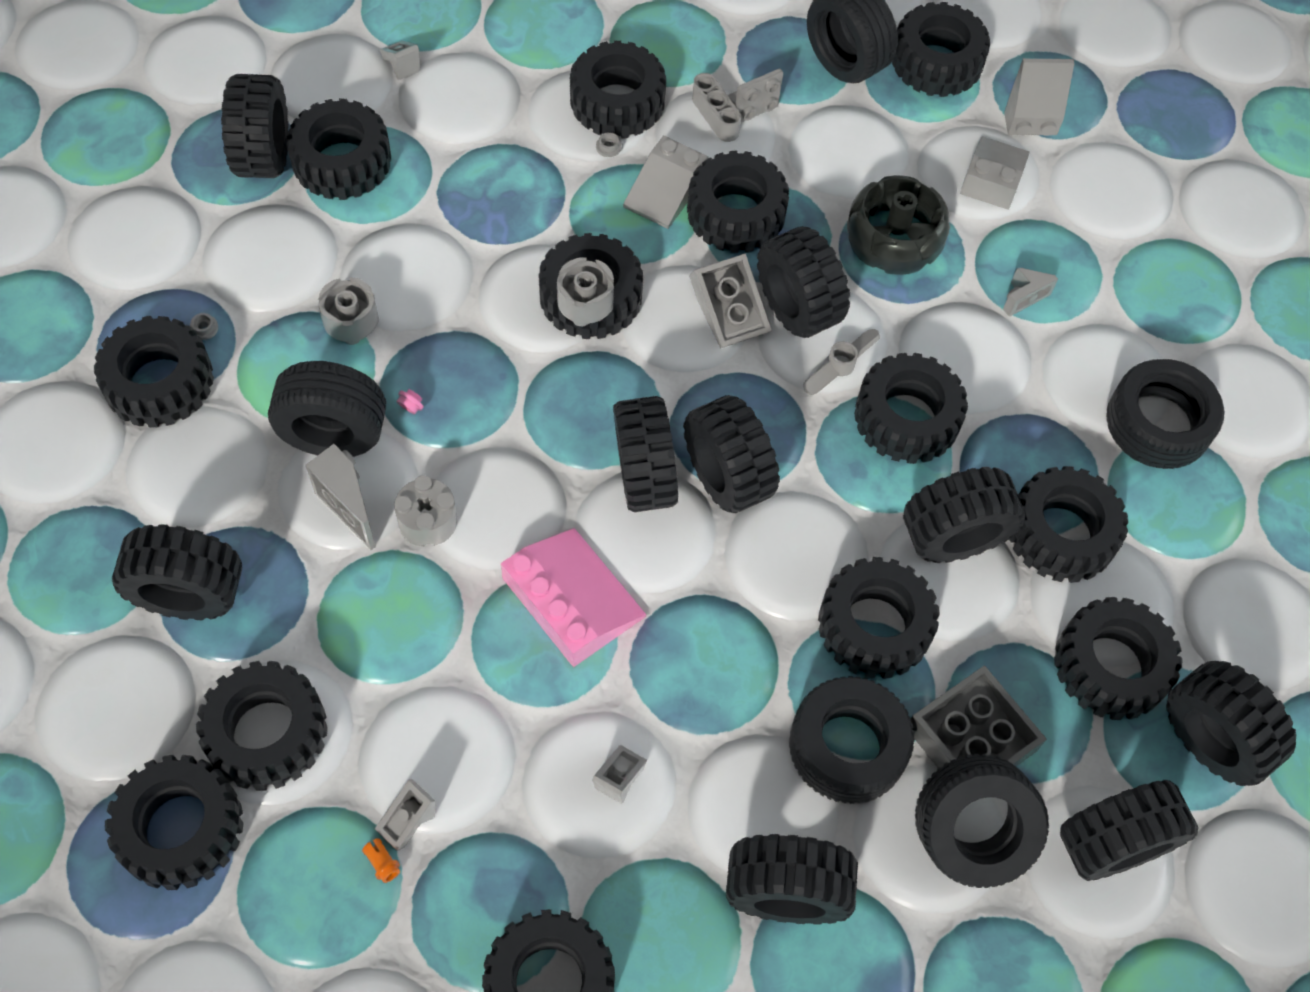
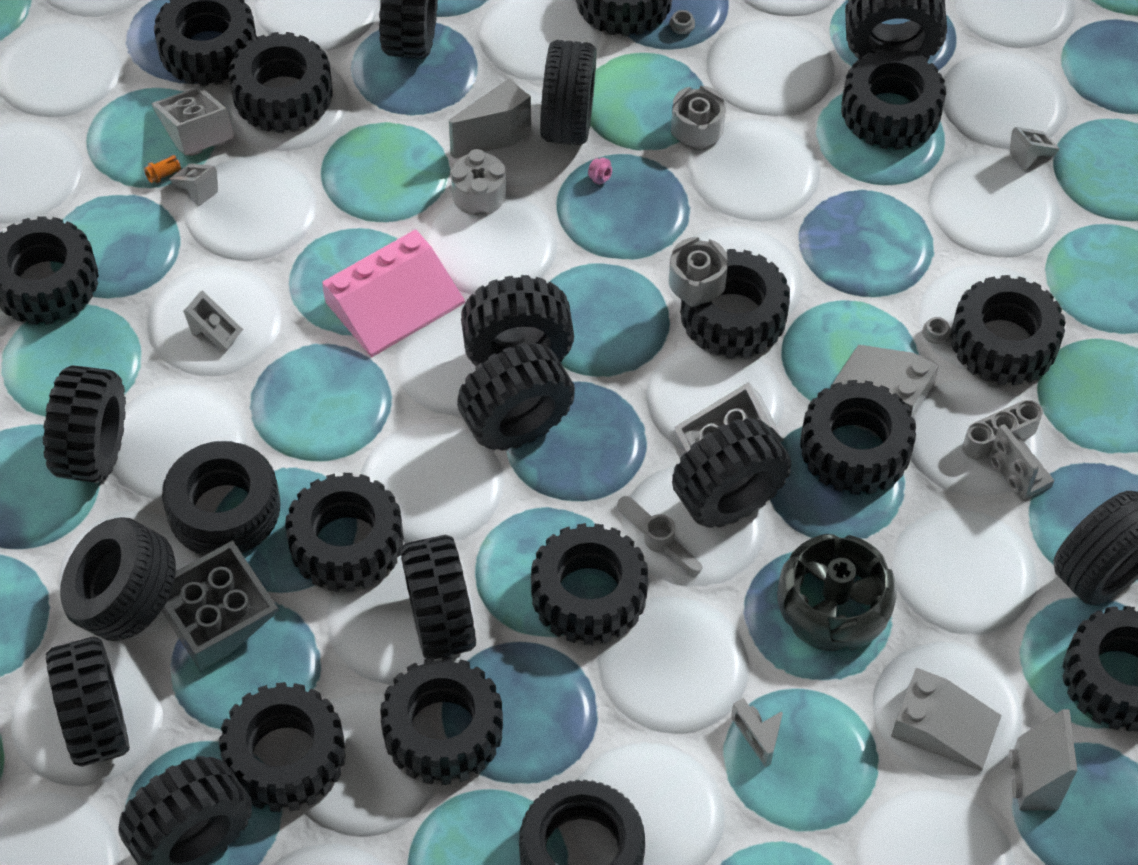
camera: 95 degrees right, 5 degrees down
(304, 830) = (194, 120): none -> light grey slope

